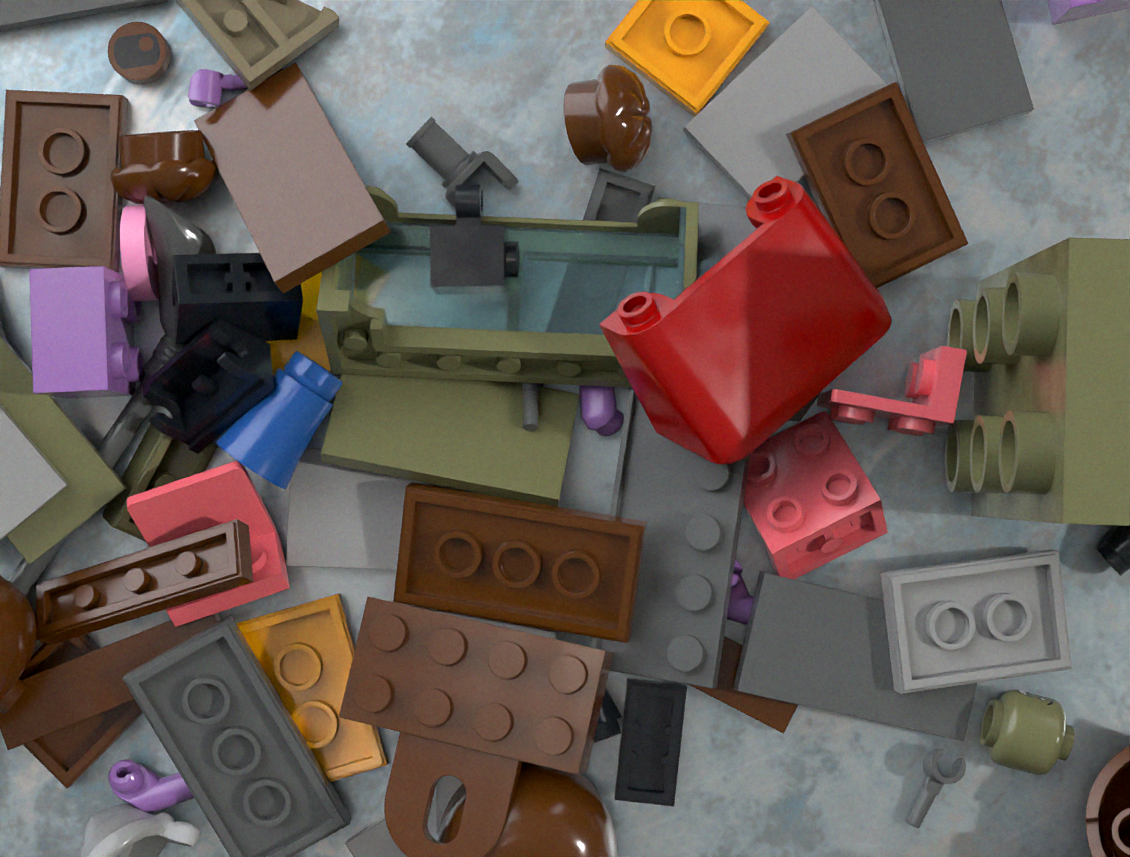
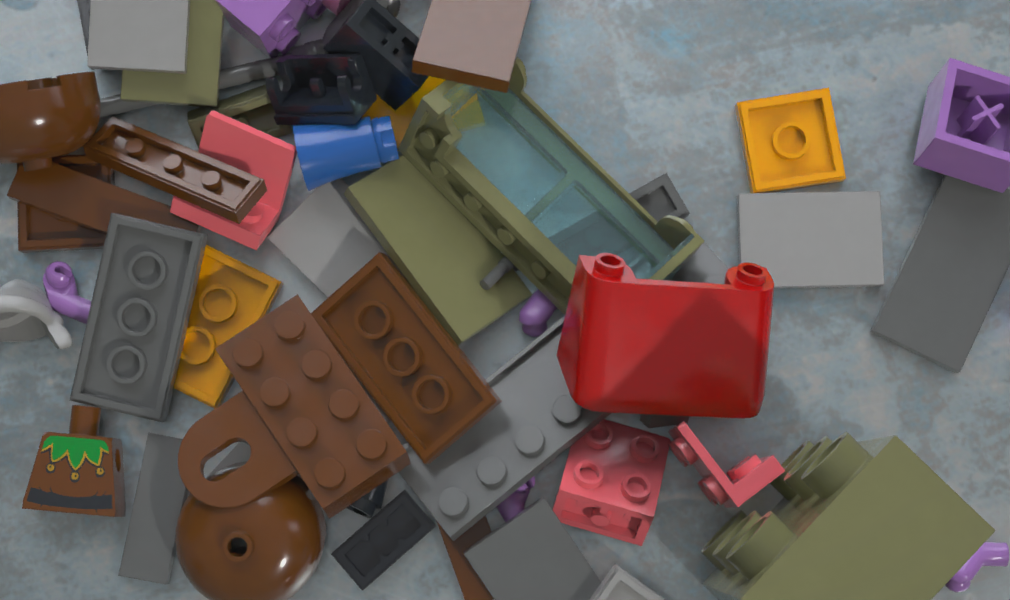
camera: 40 degrees right, 5 degrees down
(453, 162) = (583, 92): dark grey piece -> none
(470, 254) = (542, 151): black brick -> none
(609, 119) = (696, 147): reddish brown piece -> none
(878, 185) = (823, 333): reddish brown tile -> none

